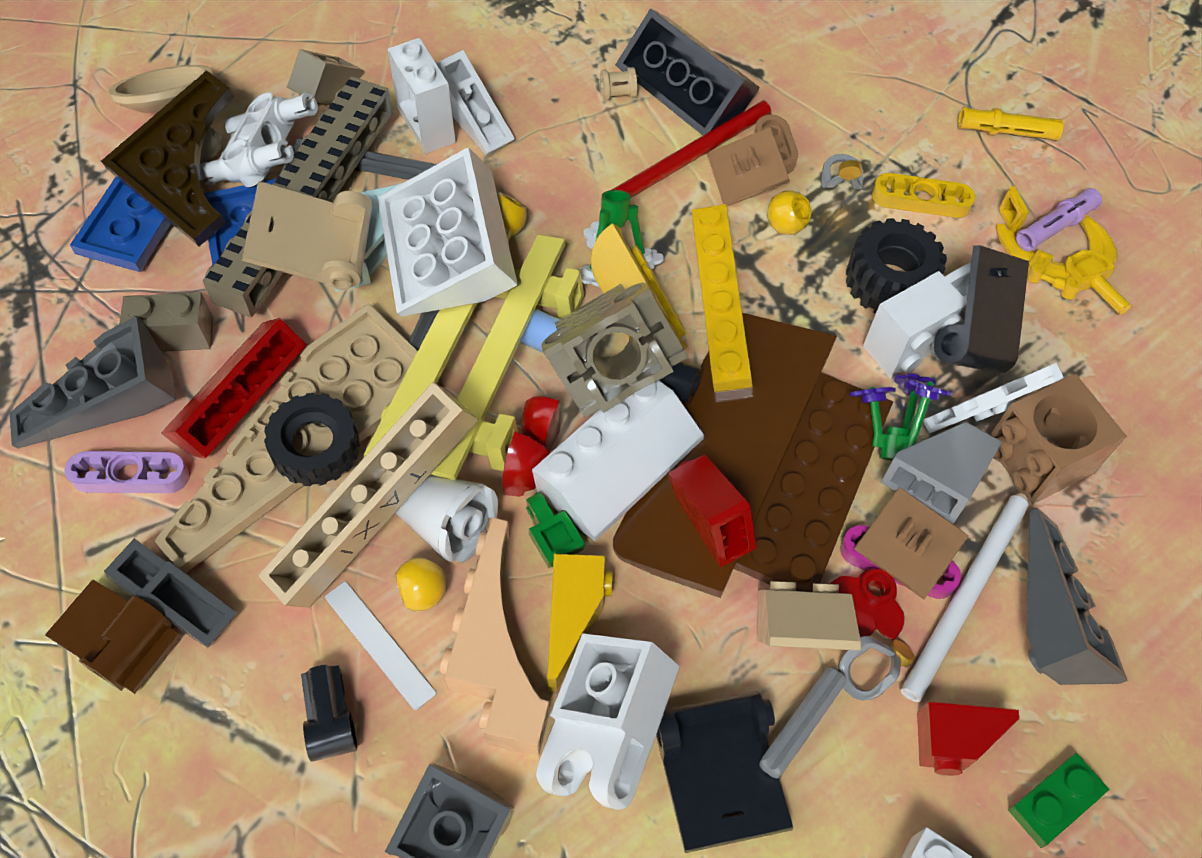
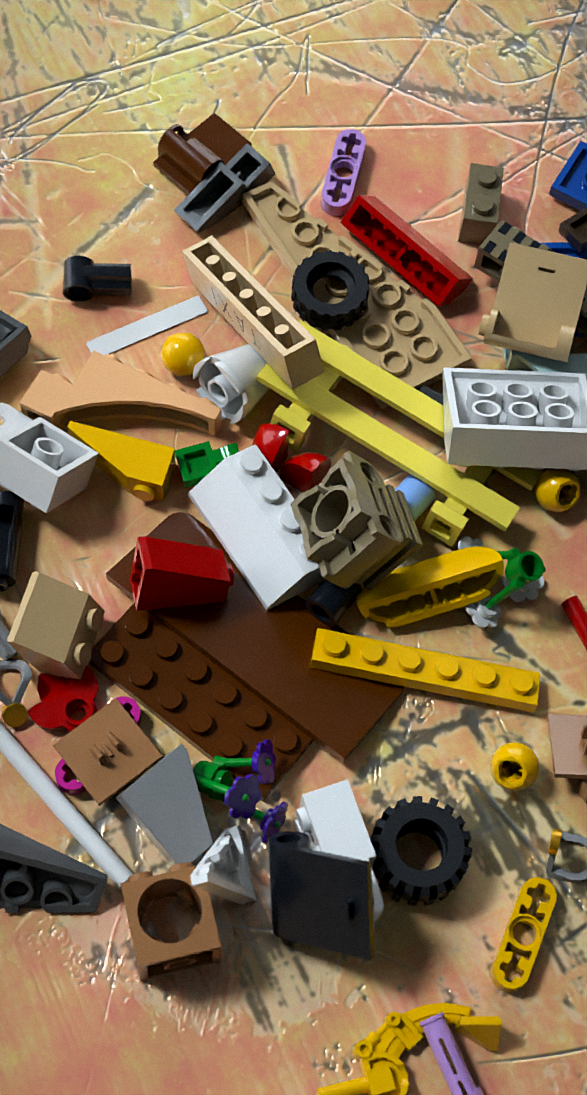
camera: 100 degrees right, 5 degrees up
(109, 385) = (424, 155): dark grey wedge -> none

